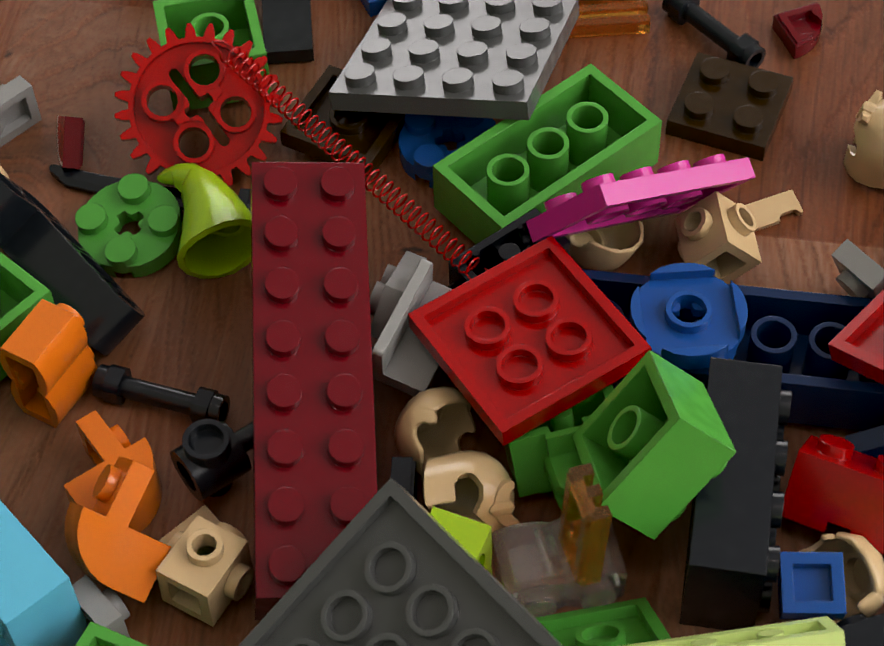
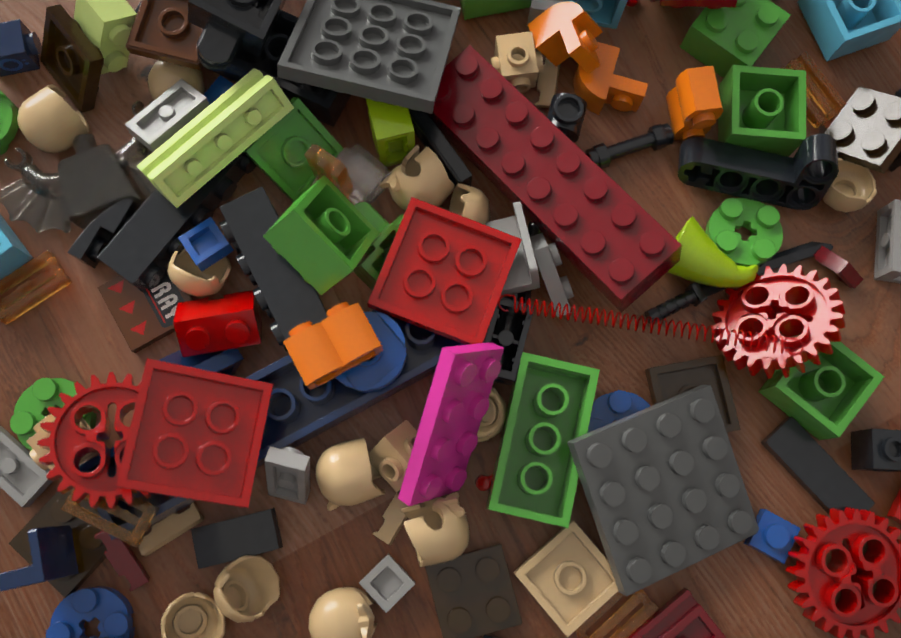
camera: 135 degrees right, 25 degrees up
(627, 51) = (568, 578): none -> tan plate
(728, 312) = (332, 345): none -> orange brick
(736, 139) = (437, 529): none -> tan helmet
(793, 253) = (347, 474): none -> tan helmet
(818, 155) = (387, 583): none -> light grey plate

